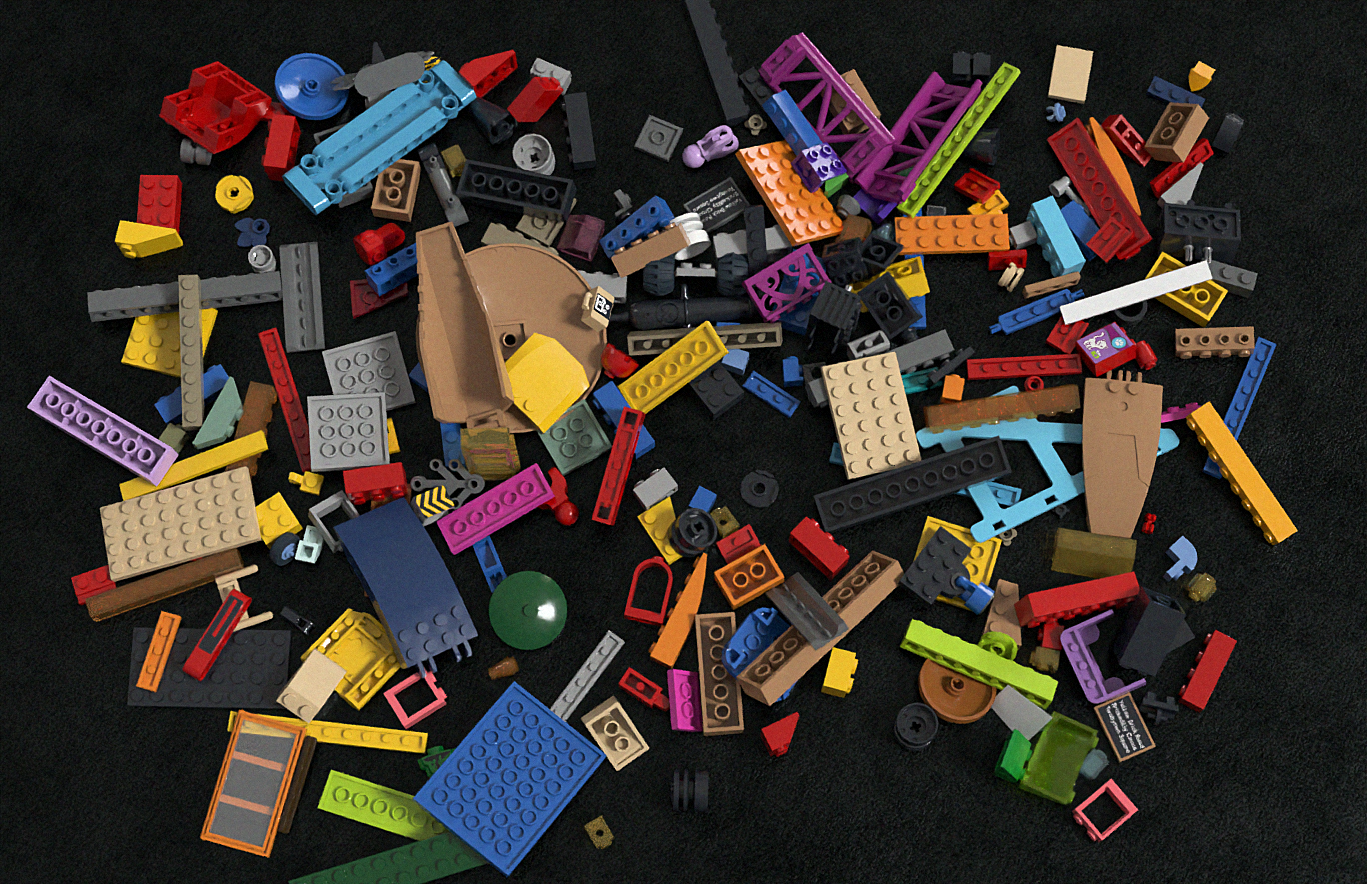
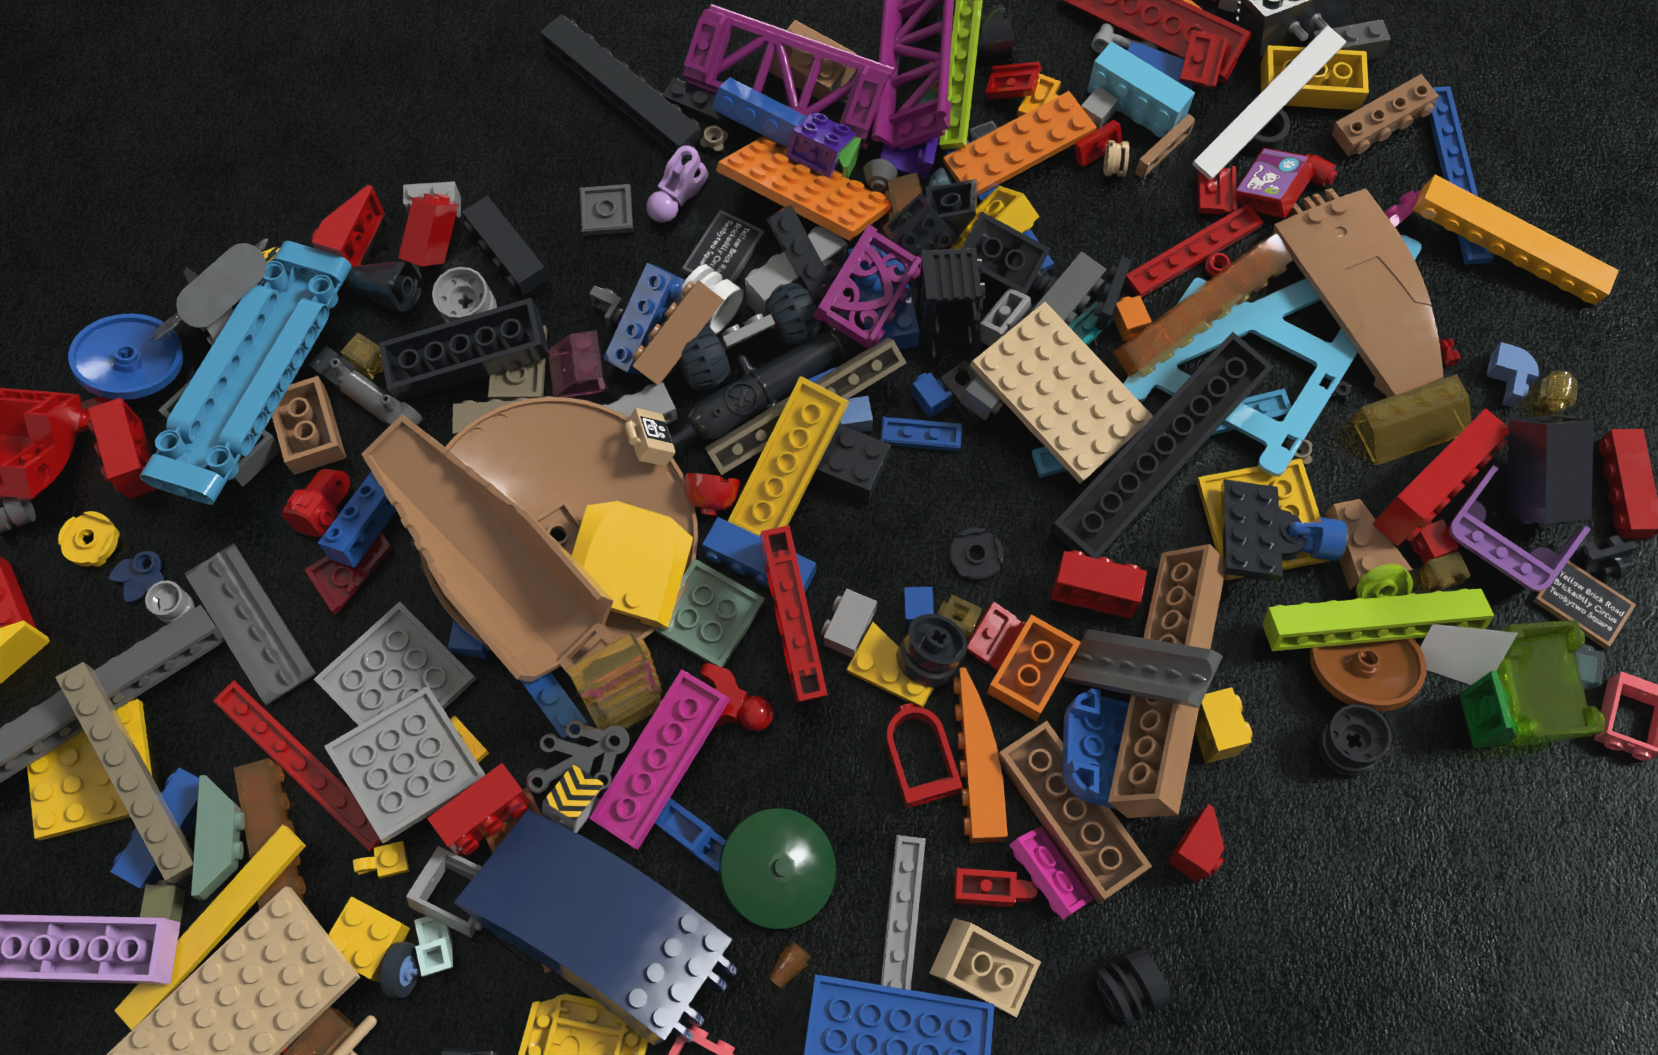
camera: 30 degrees left, 5 degrees down
(1034, 312) = (1166, 184): blue plate -> none

